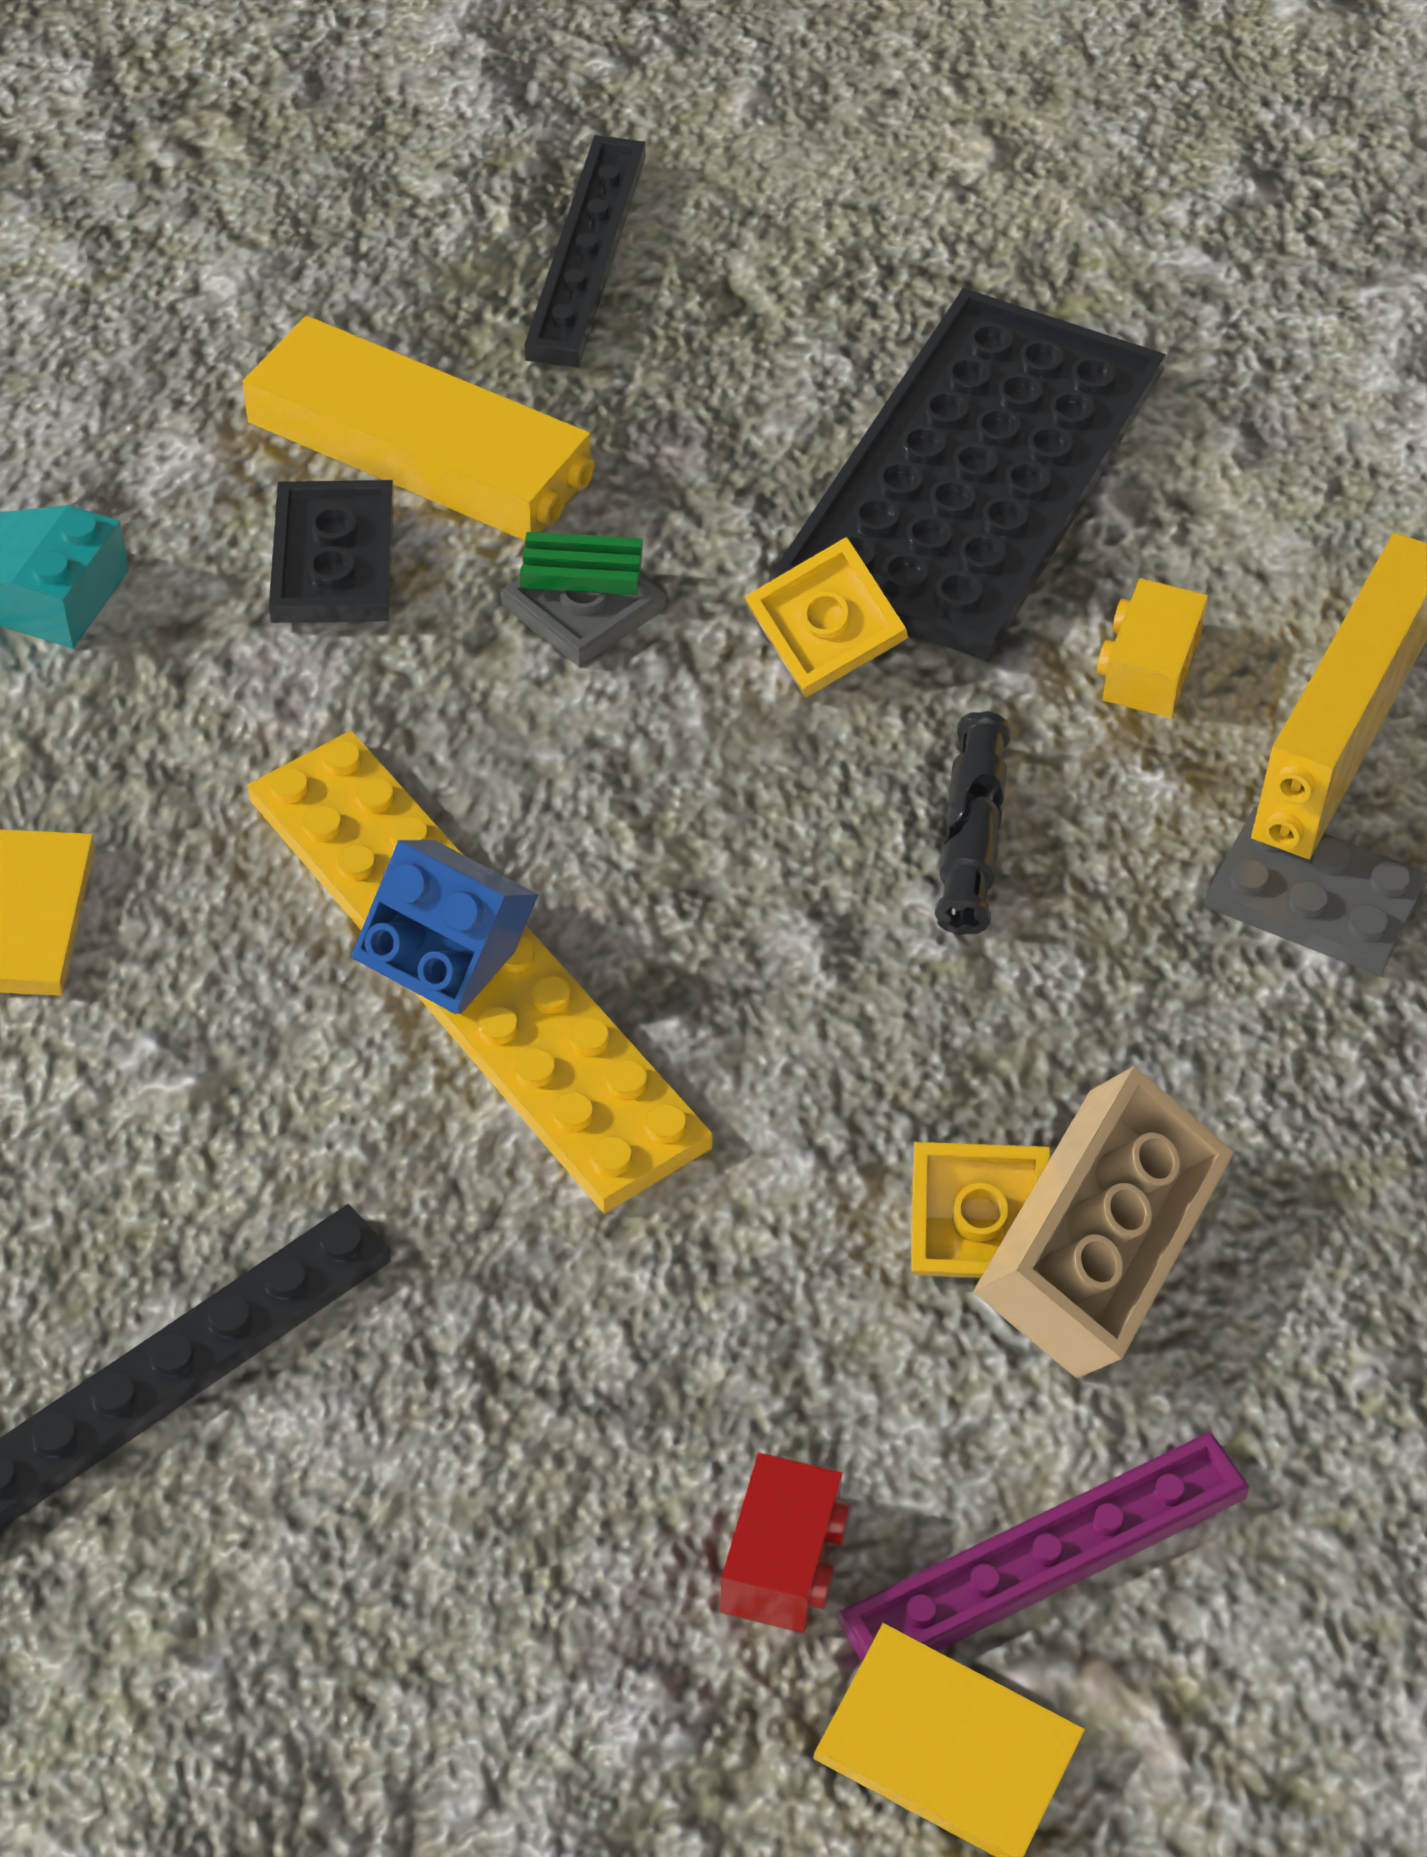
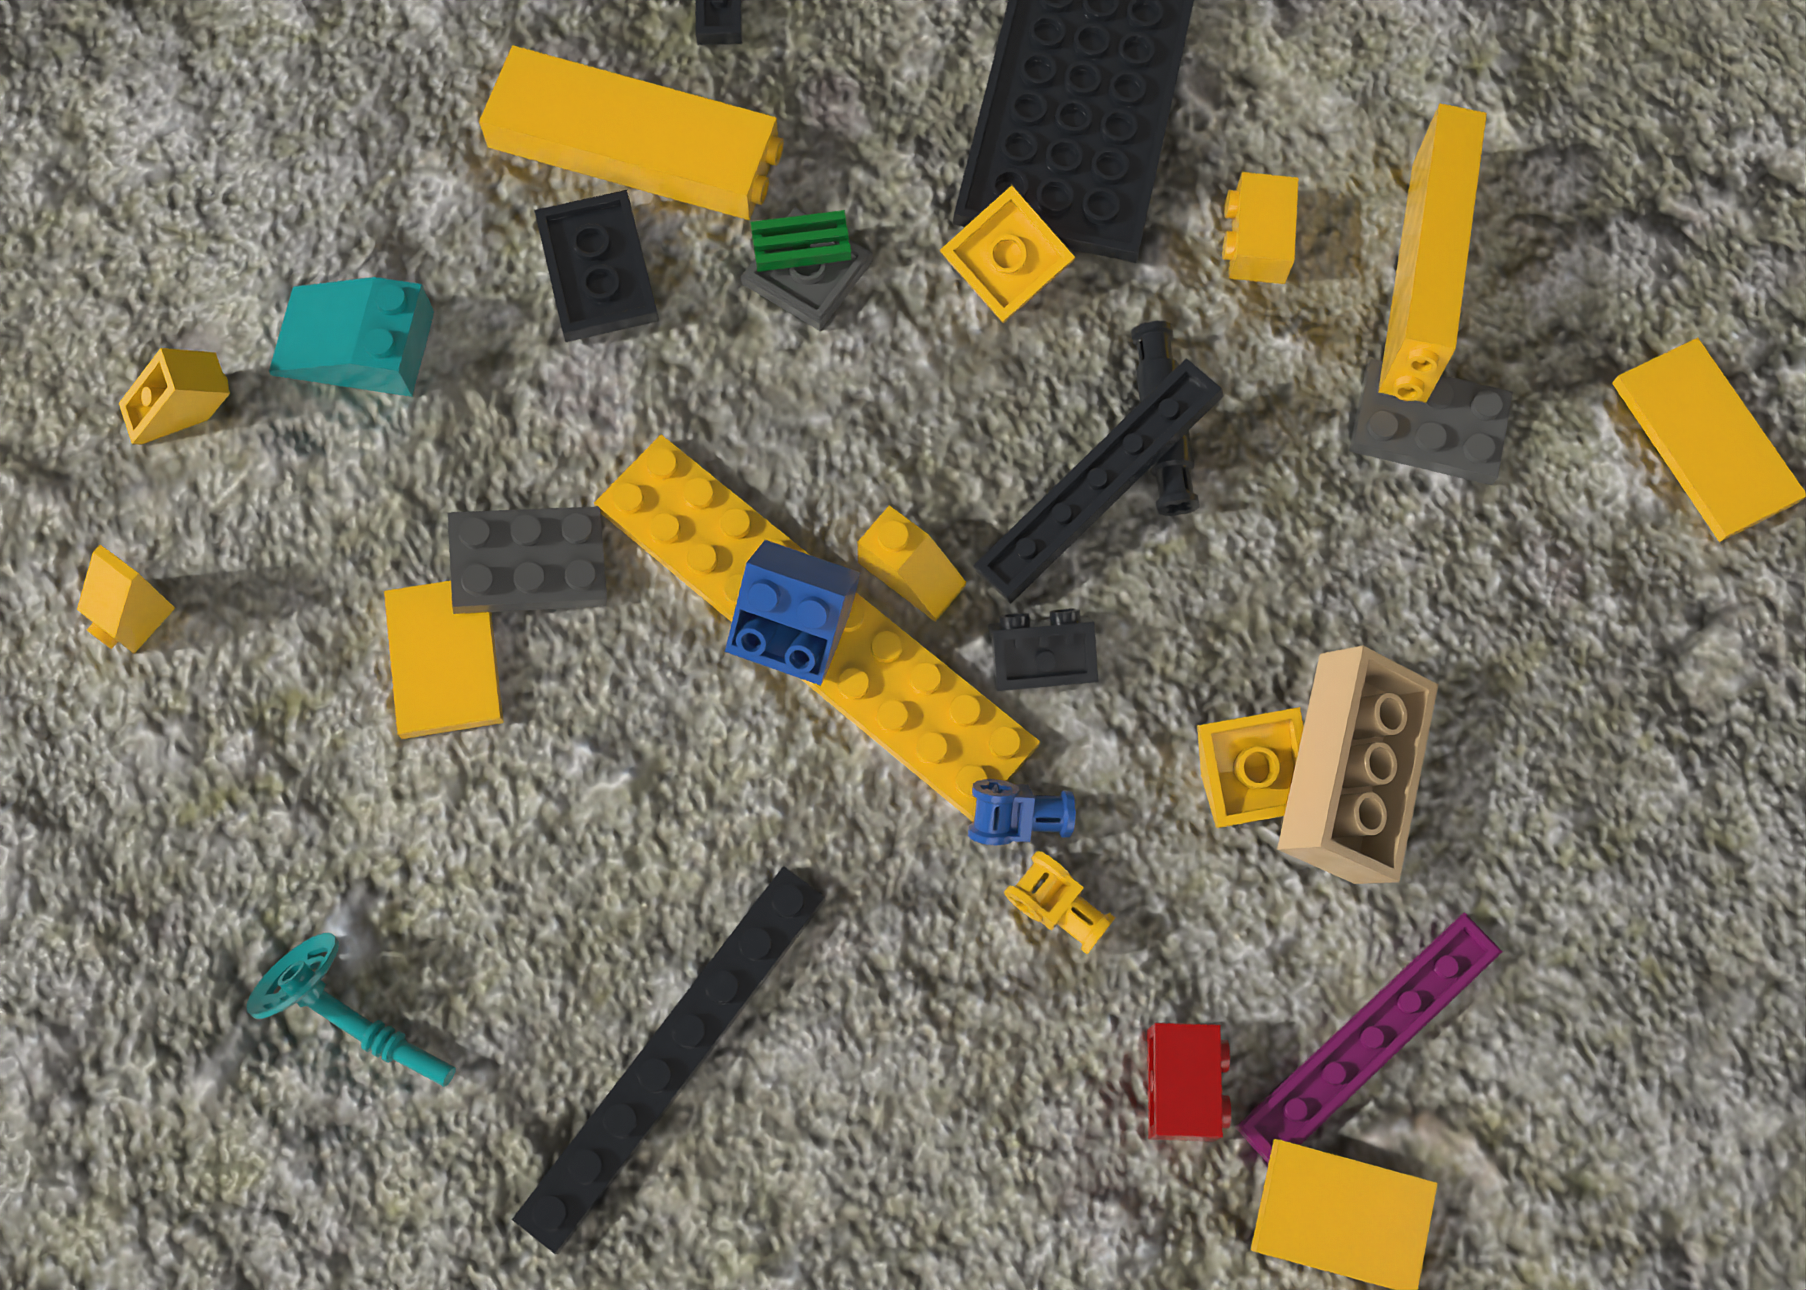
camera: 15 degrees left, 20 degrees up
(147, 826) = (526, 559): none -> dark grey plate
(607, 912) = (910, 563): none -> yellow slope
(655, 1200) = (1012, 813): none -> blue connector
(680, 1308) = (1058, 902): none -> yellow connector
(745, 1036) = (1043, 650): none -> black bracket
(864, 862) = (1098, 480): none -> black plate

